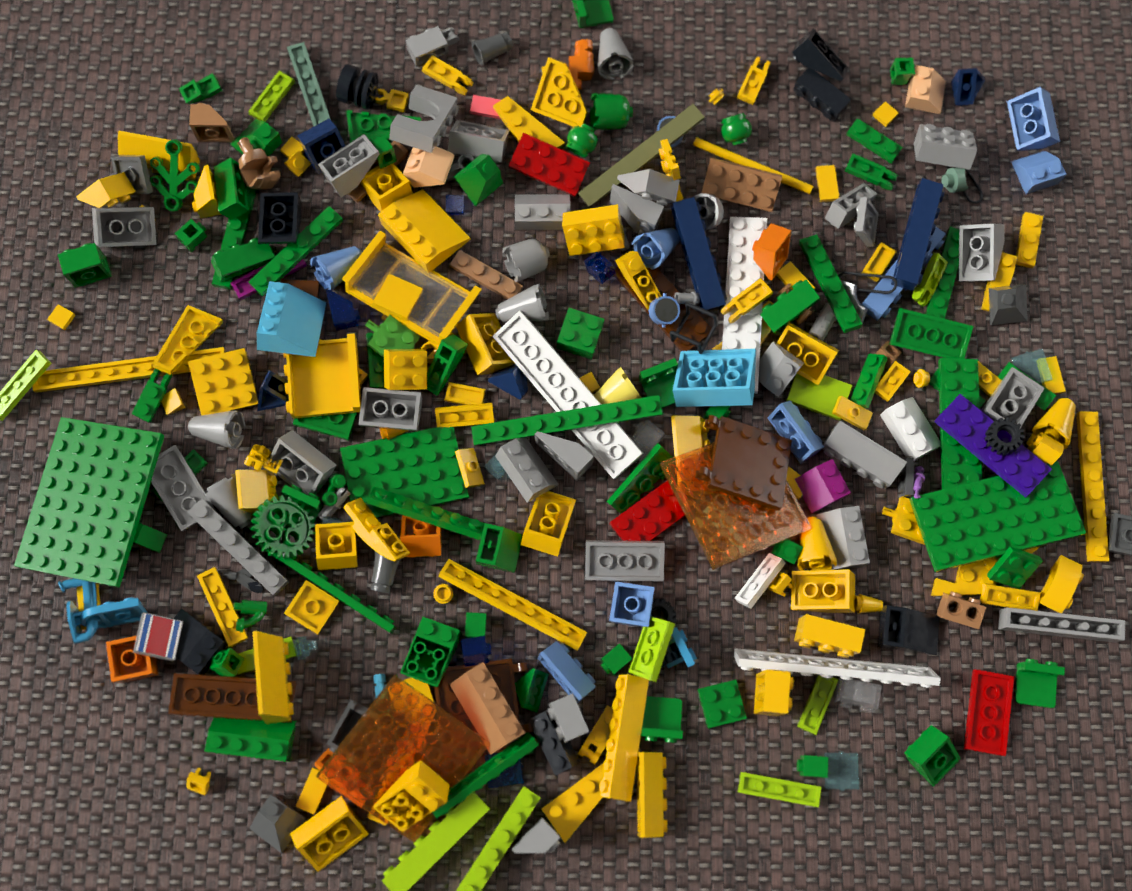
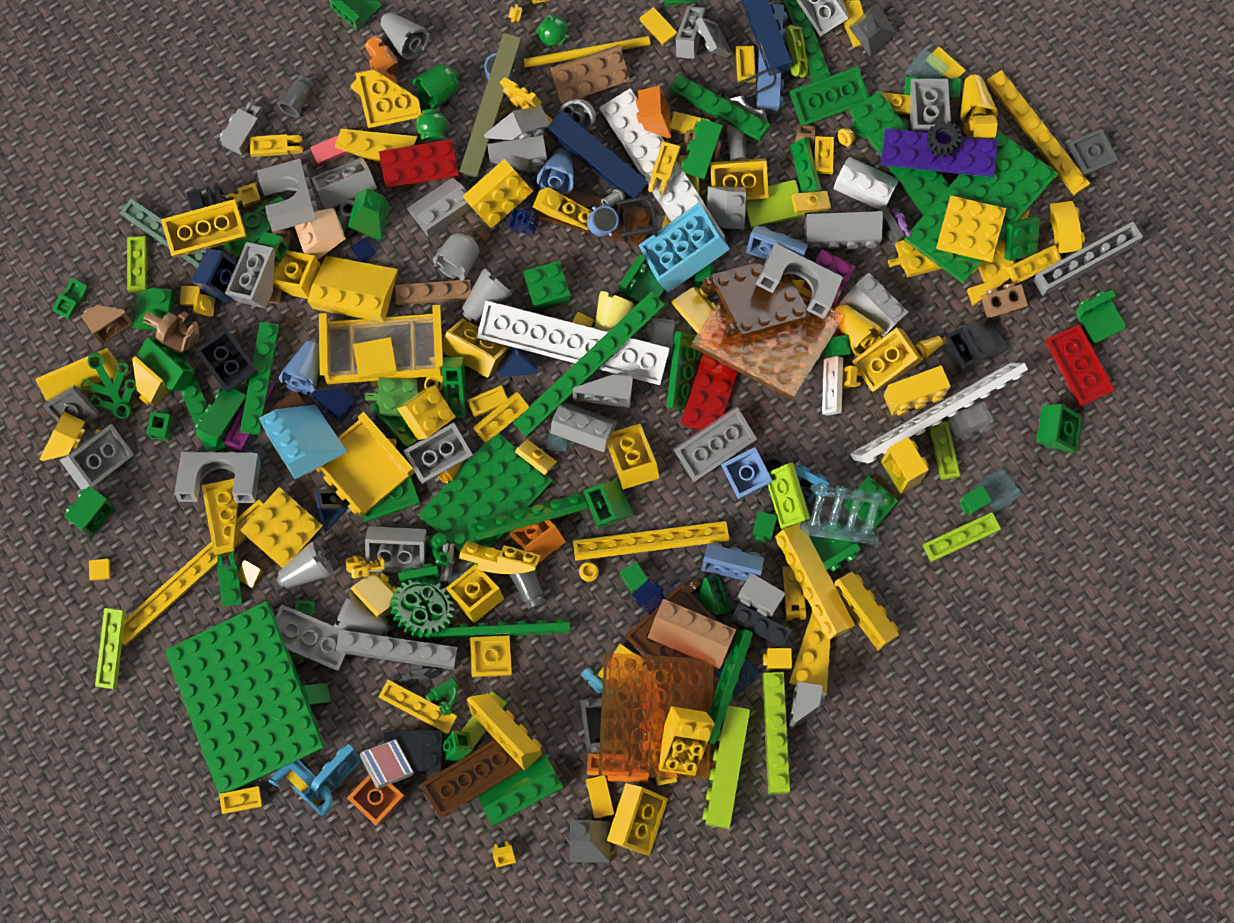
camera: 30 degrees left, 0 degrees up
(27, 582) = (240, 800): none -> yellow plate
(194, 286) = (197, 465): none -> light grey arch
(304, 647) = (508, 692): clear light blue tile -> none
(338, 101) = (204, 228): none -> yellow slope
(431, 651) = (614, 621): green slope -> none
(545, 782) = (778, 659): none -> yellow brick
(683, 716) = (848, 532): none -> clear light blue fence
(812, 486) = (821, 280): none -> light grey arch
(974, 529) = (971, 228): none -> yellow plate

